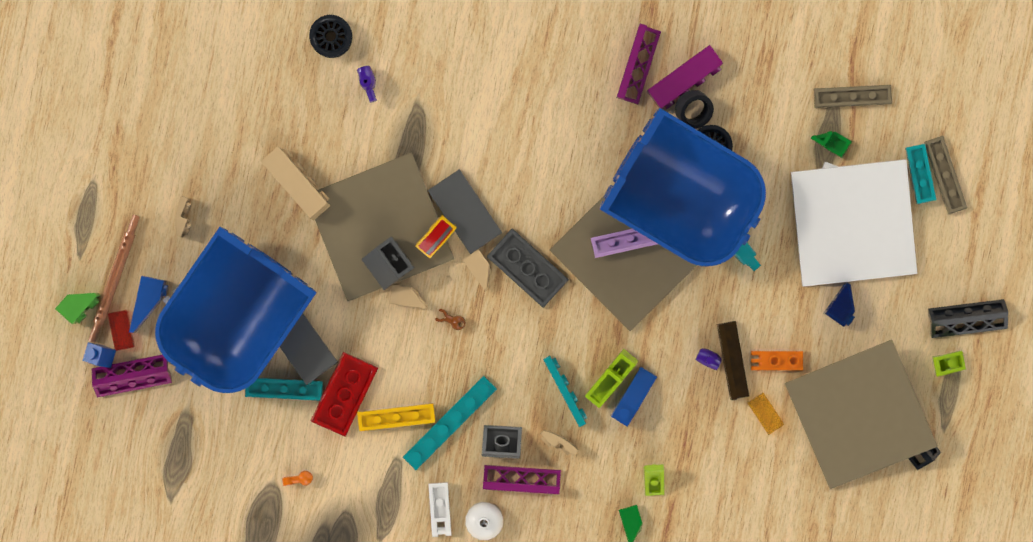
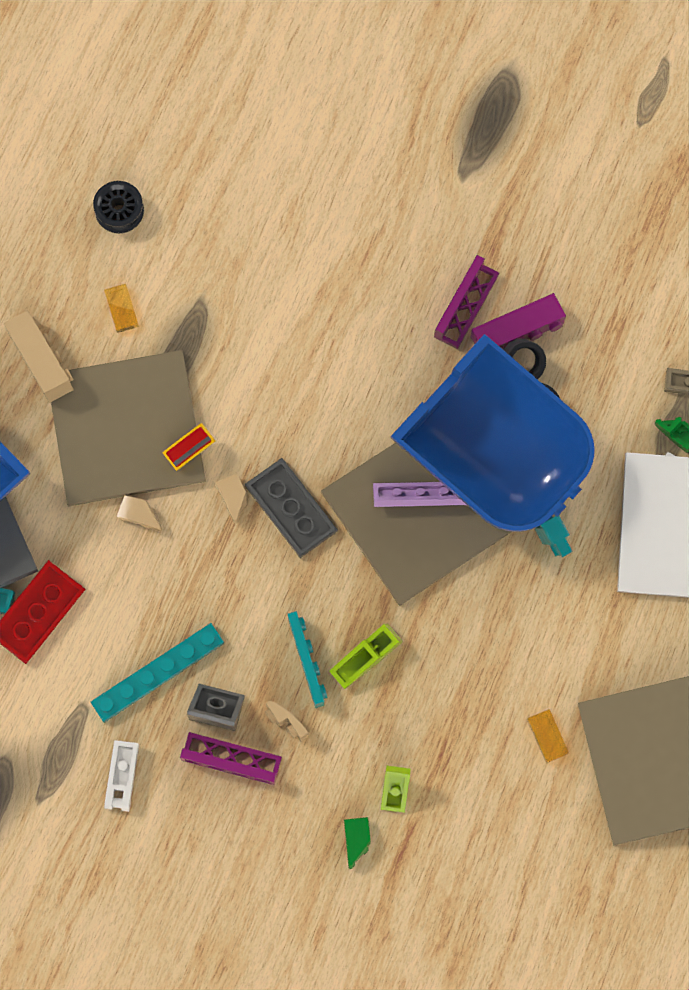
camera: 10 degrees right, 15 degrees down
(352, 124) = (121, 308): none -> clear yellow tile
(367, 81) = (149, 261): dark purple piece -> none
(388, 263) = (125, 464): dark grey slope -> none
(396, 417) = (93, 652): yellow plate -> none
(454, 321) = (191, 552): dark orange arm -> none
(465, 211) = (230, 424): dark grey tile -> none
(487, 512) = (183, 807): white cylinder -> none
(633, 396) = (388, 684): blue slope -> none
(708, 358) = (489, 653): dark purple piece -> none
(732, 360) = (518, 663): dark brown fence -> none
(778, 360) = (573, 674): orange hinge -> none
(842, 306) = (662, 623): clear blue slope -> none

